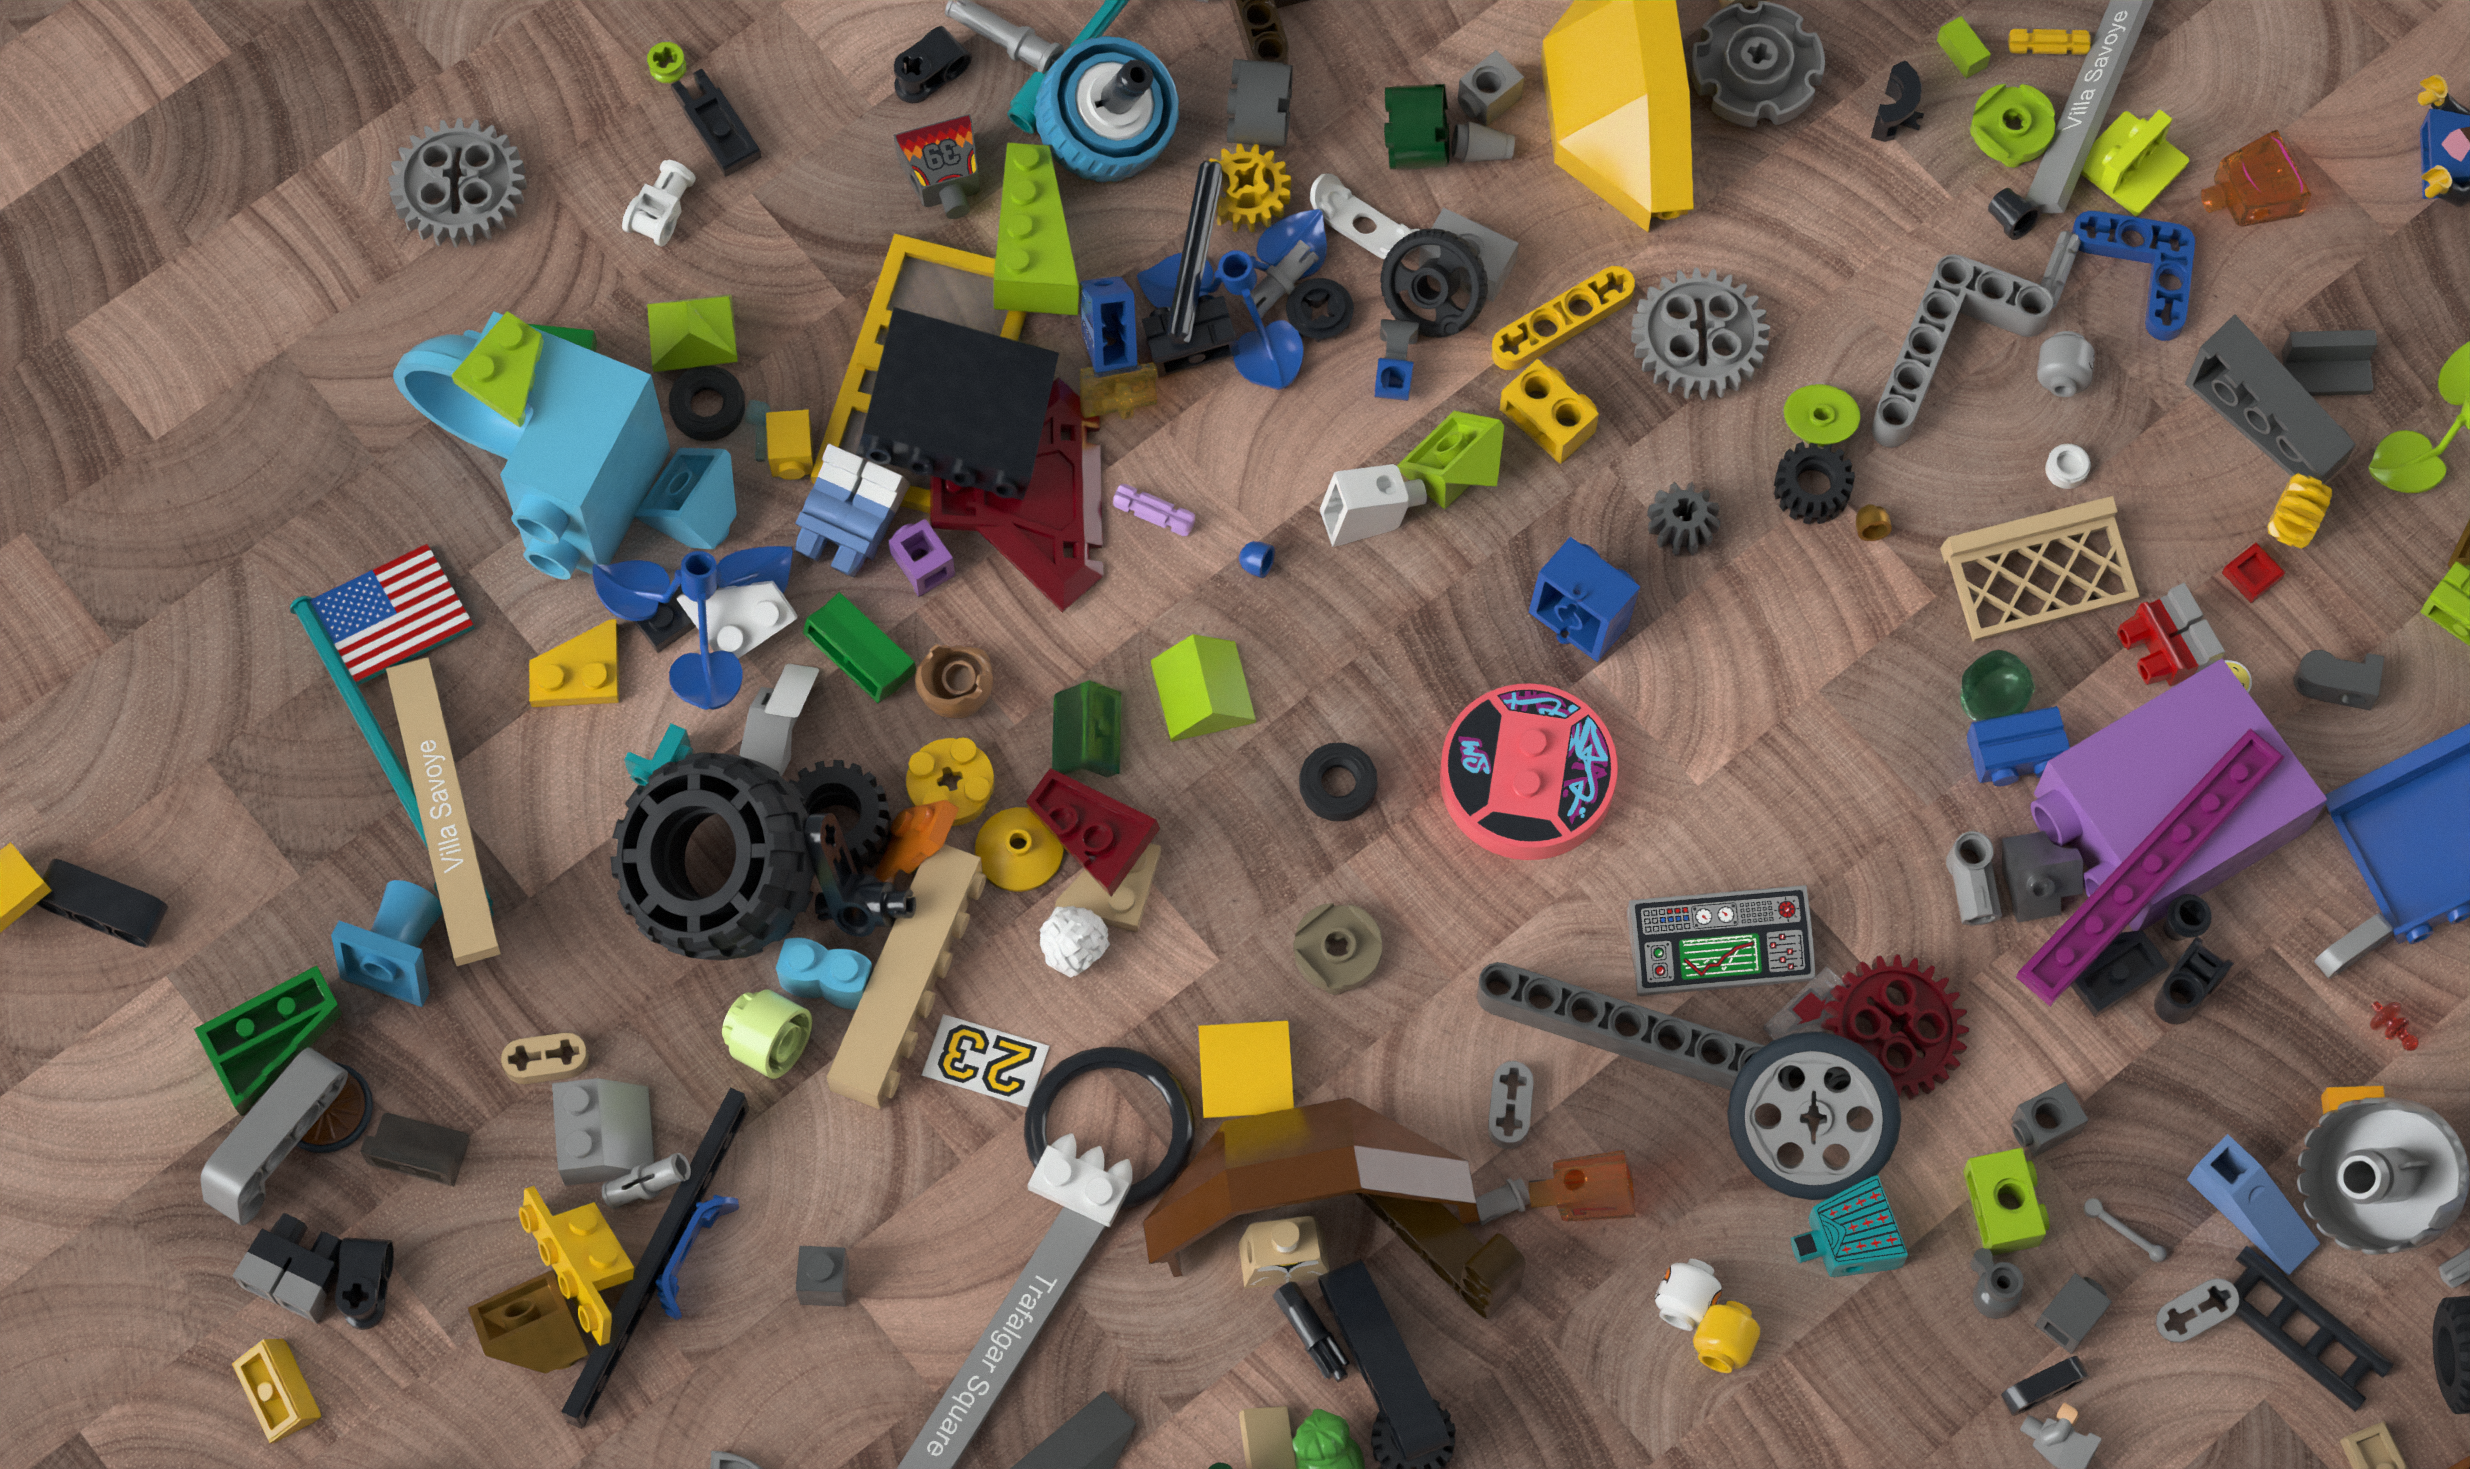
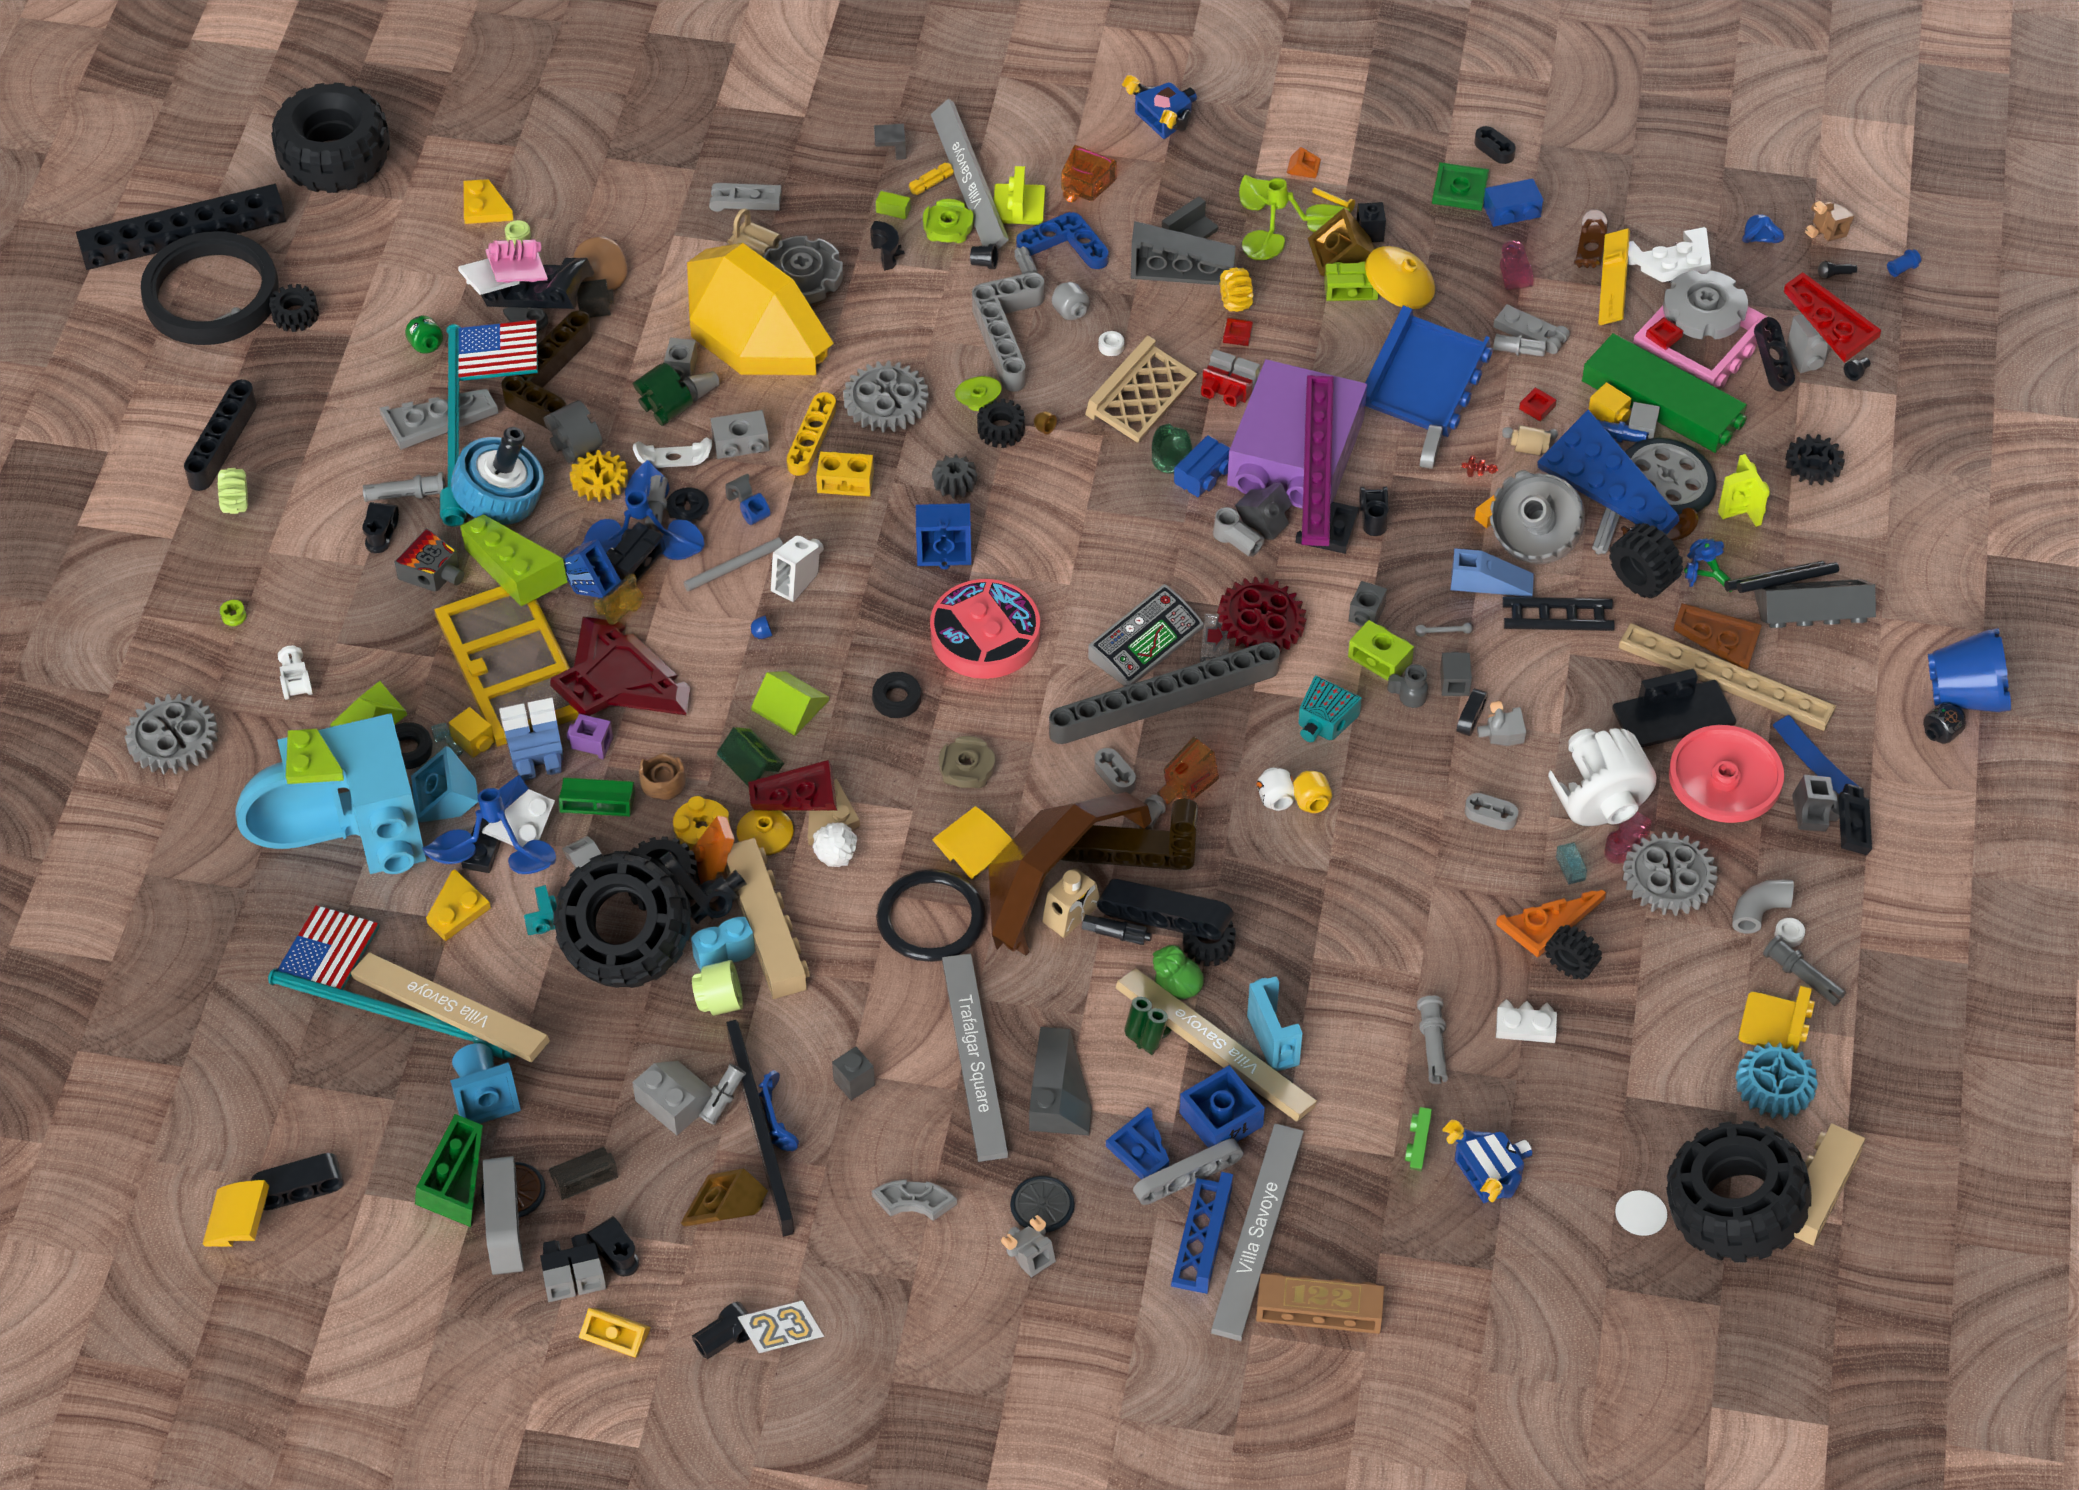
camera: 40 degrees left, 15 degrees down
(544, 1047) = (609, 1083): tan beam -> none
(582, 1255) = (721, 1149): yellow bracket -> none
(717, 125) = (288, 621): black hinge -> none
(791, 690) = (581, 836): white sticker -> none
(958, 404) = (550, 650): black panel -> none
(985, 1060) = (839, 932): sticker -> none
(1082, 1182) = (942, 943): white plate -> none
(1154, 509) = (688, 641): lavender axle -> none
(1194, 252) = (605, 512): black axle -> none
(1304, 437) = (733, 564): none -> light grey bar
(1454, 253) = (739, 428): black wheel -> none
(1456, 455) = (821, 516): lime slope -> none
(1814, 1055) = (1226, 672): wedge -> none
(2187, 917) = (1349, 480): black cone -> none
(2191, 1300) = (1513, 637): light grey beam -> none
(2339, 680) = (1319, 347): dark grey leg -> none

